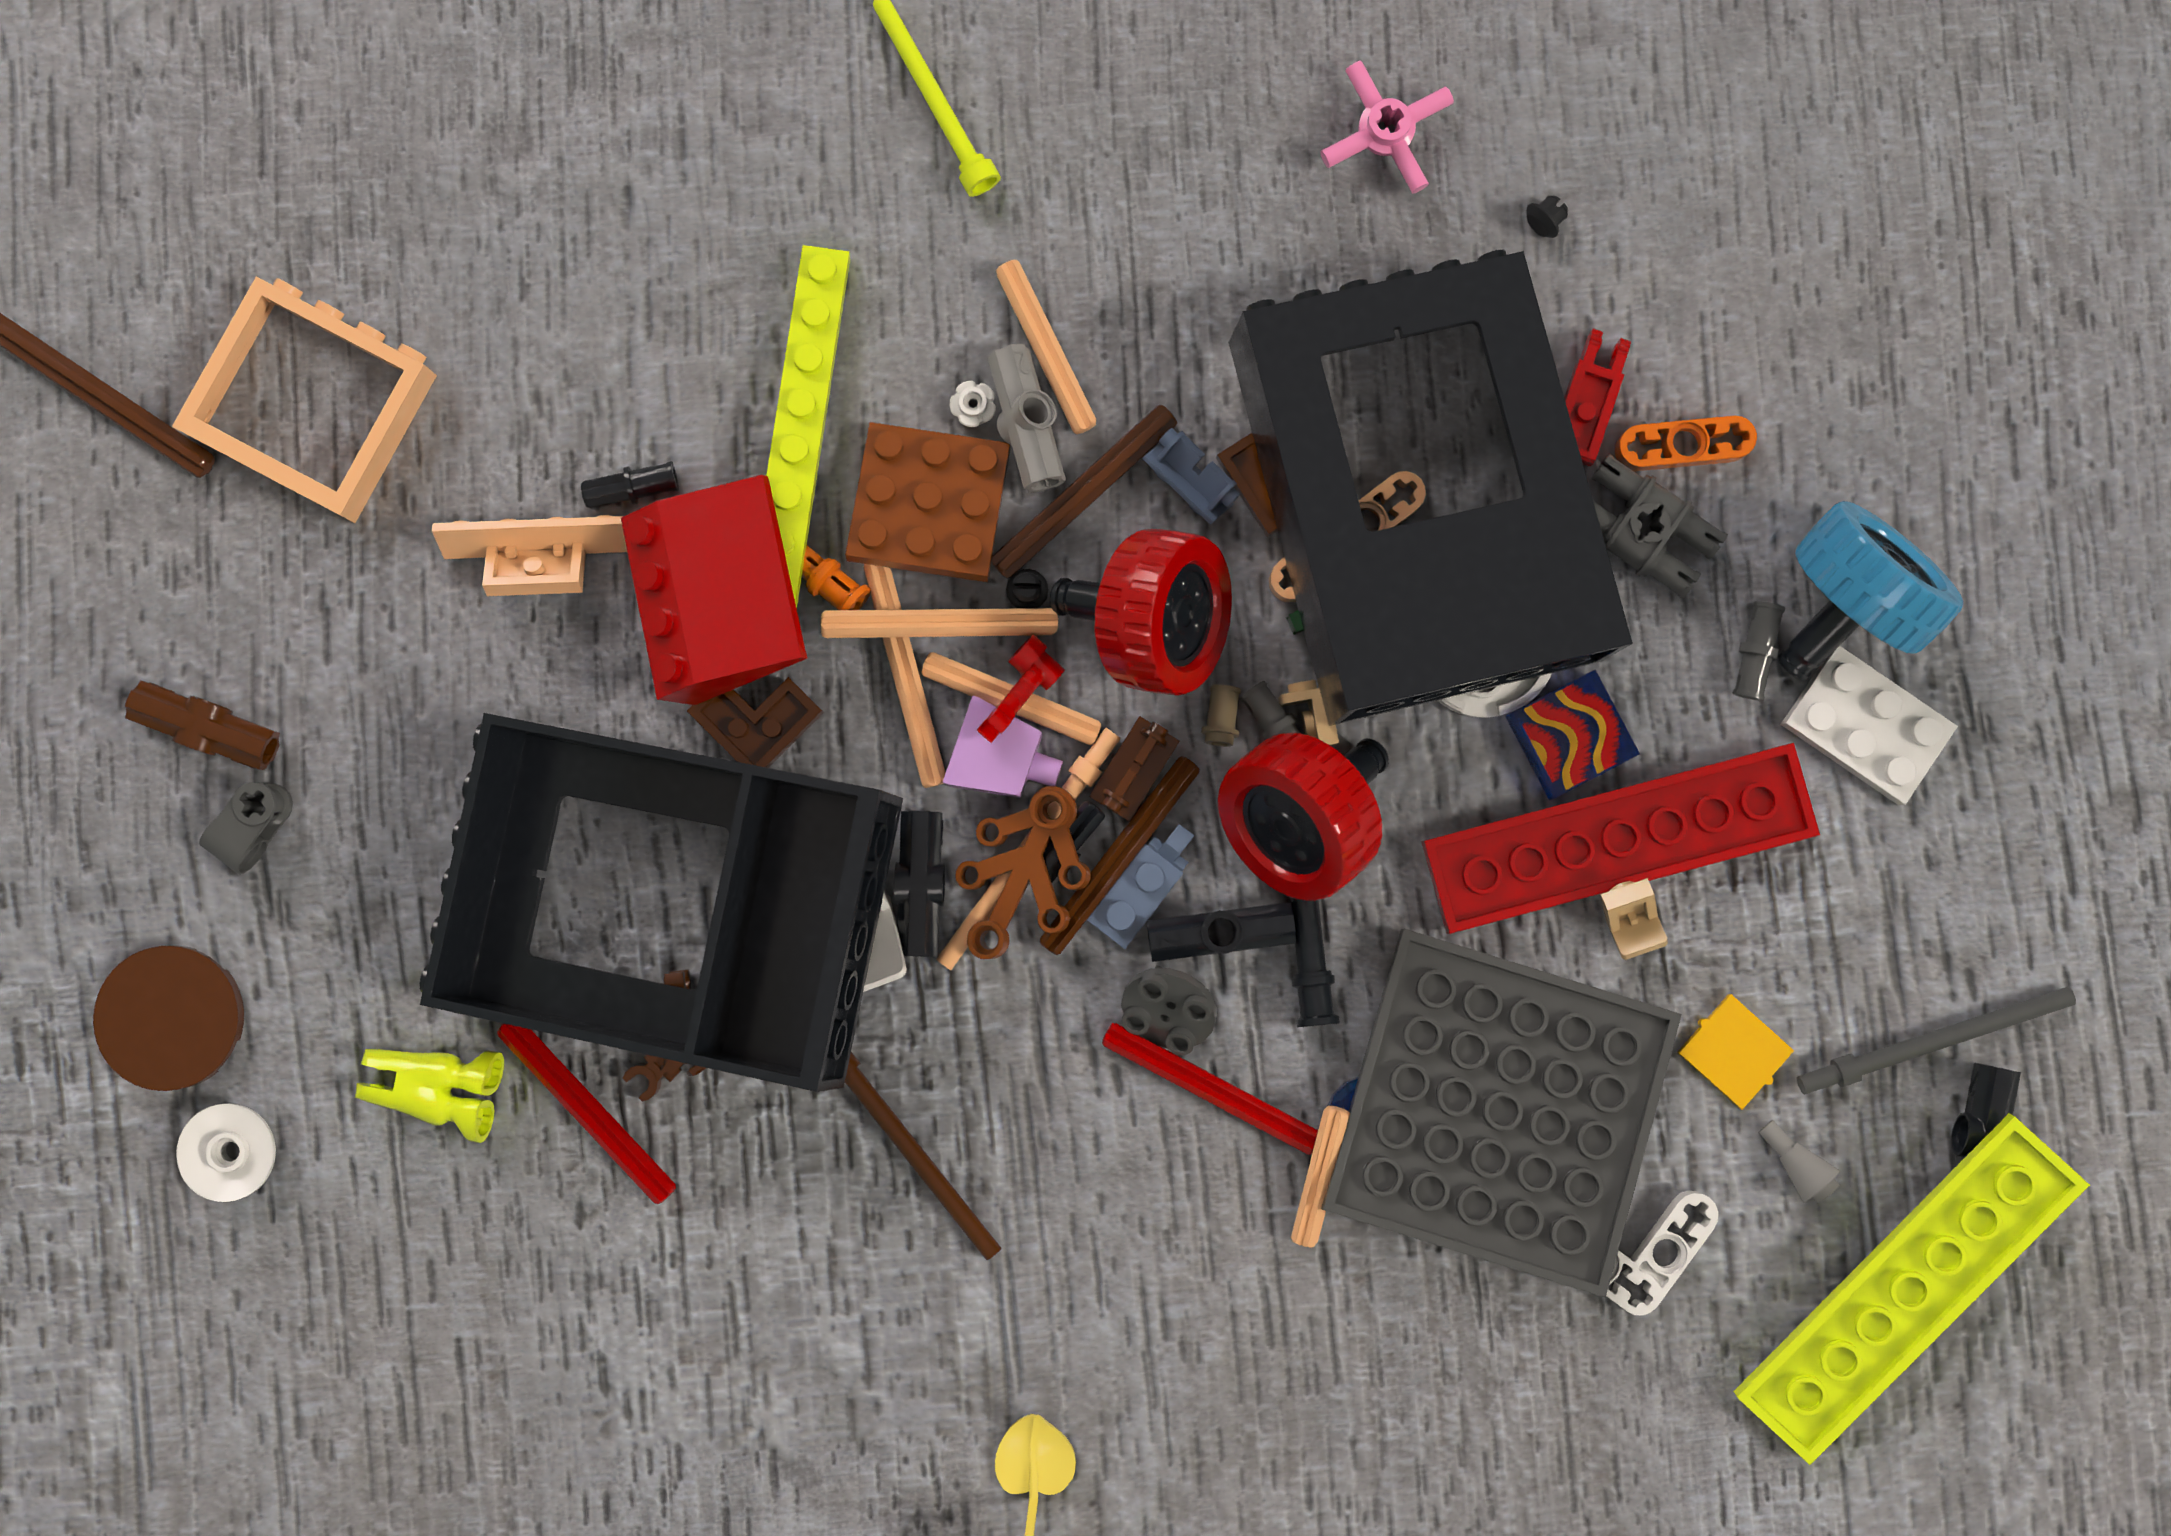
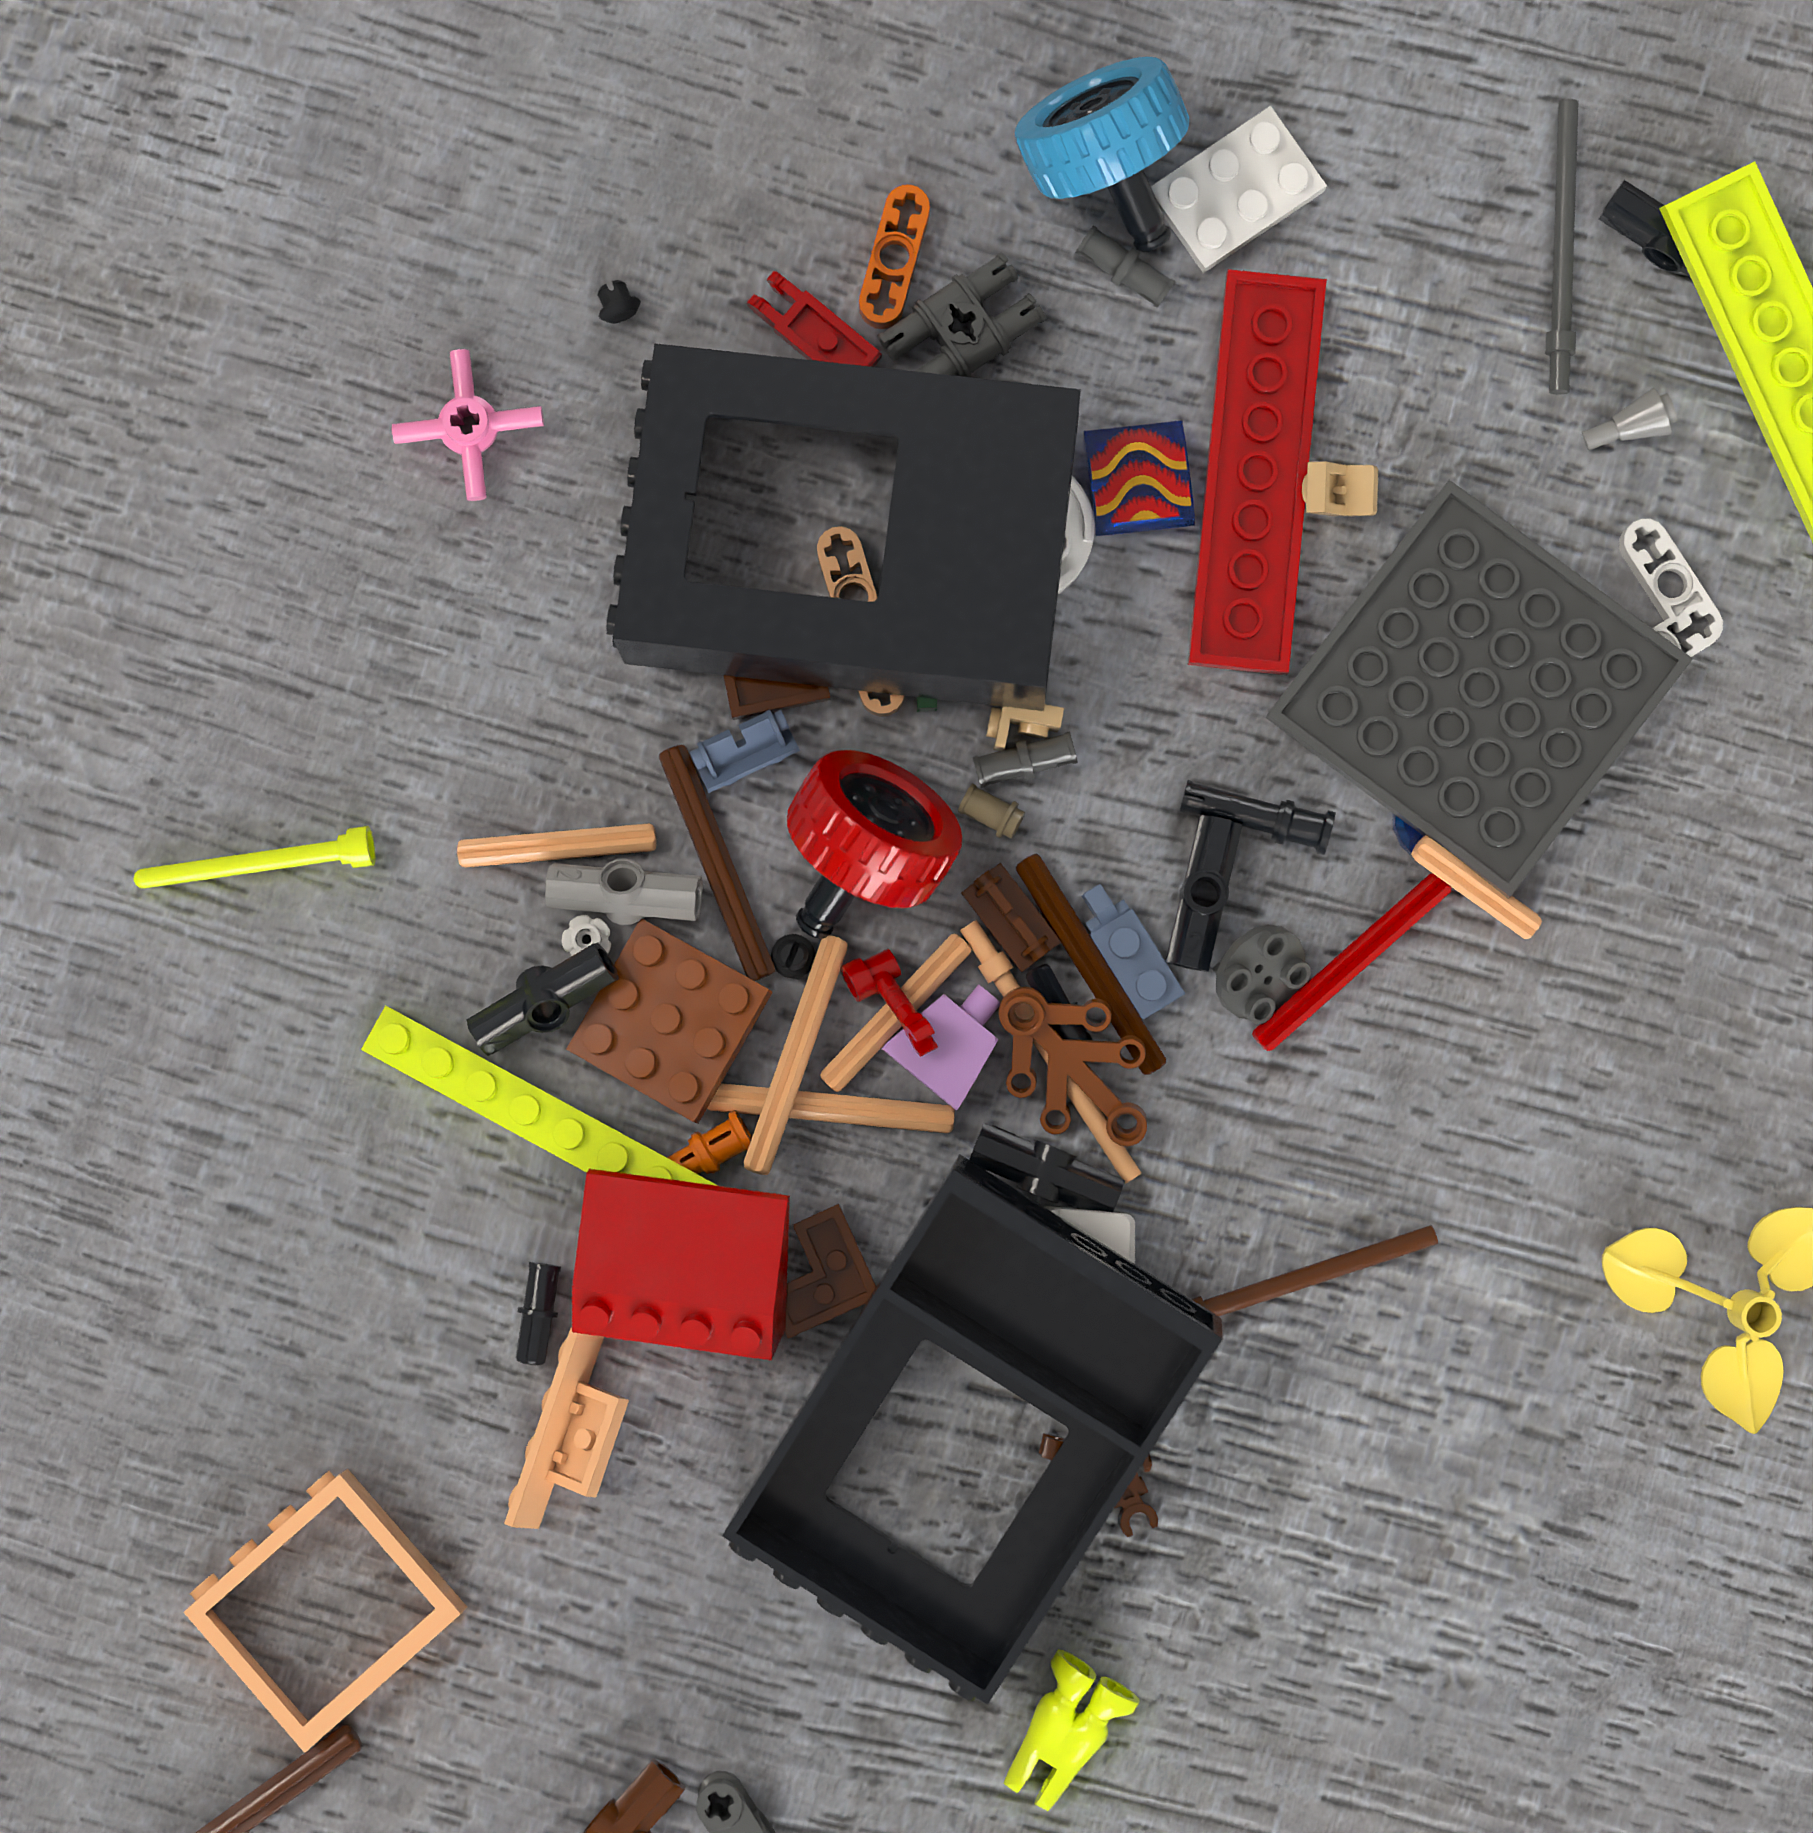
camera: 70 degrees left, 0 degrees up
(588, 1112) = (1148, 1584): red axle -> none
(905, 383) = (542, 999): none -> black piece
(1304, 813) = (1122, 767): red wheel -> none
(1735, 1051) = (1503, 441): yellow piece -> none

